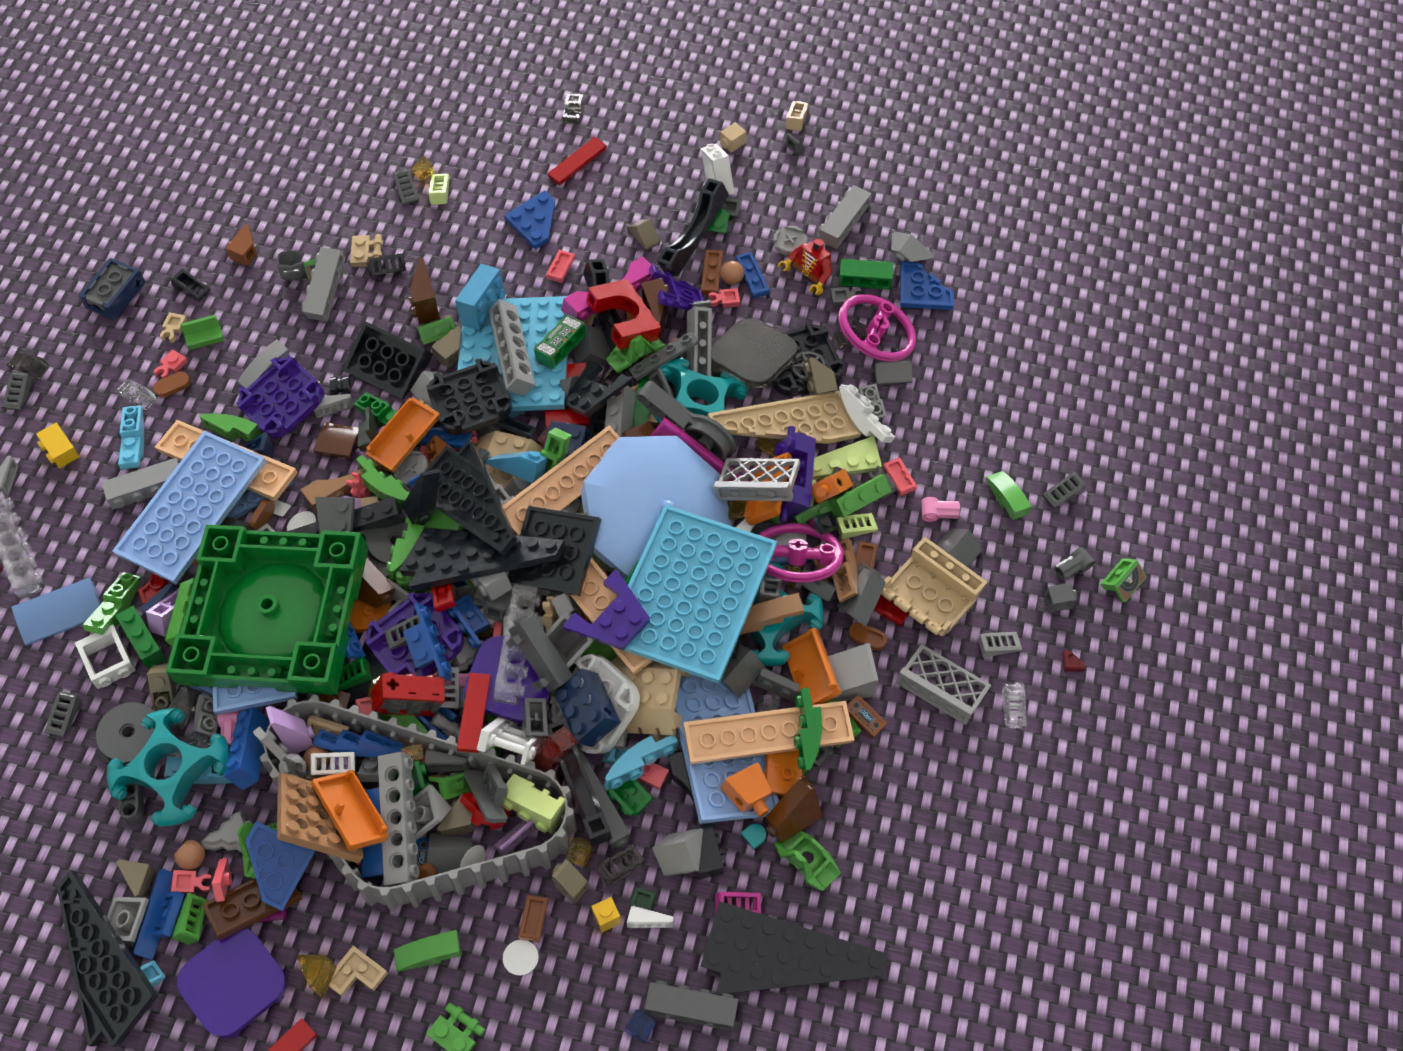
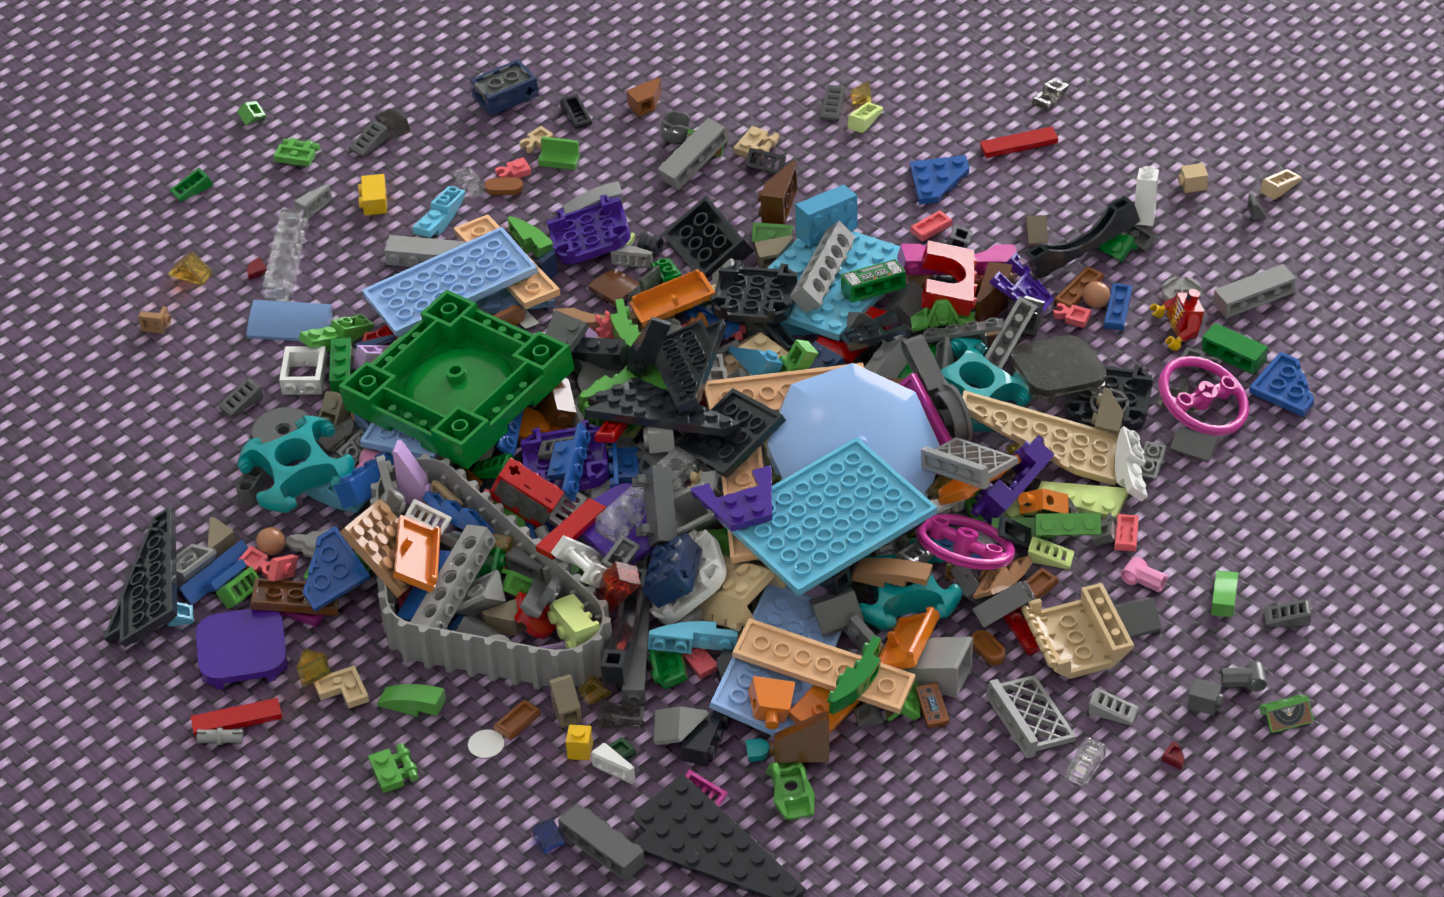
camera: 35 degrees right, 15 degrees down
(909, 248) = (1295, 342): light grey slope -> none

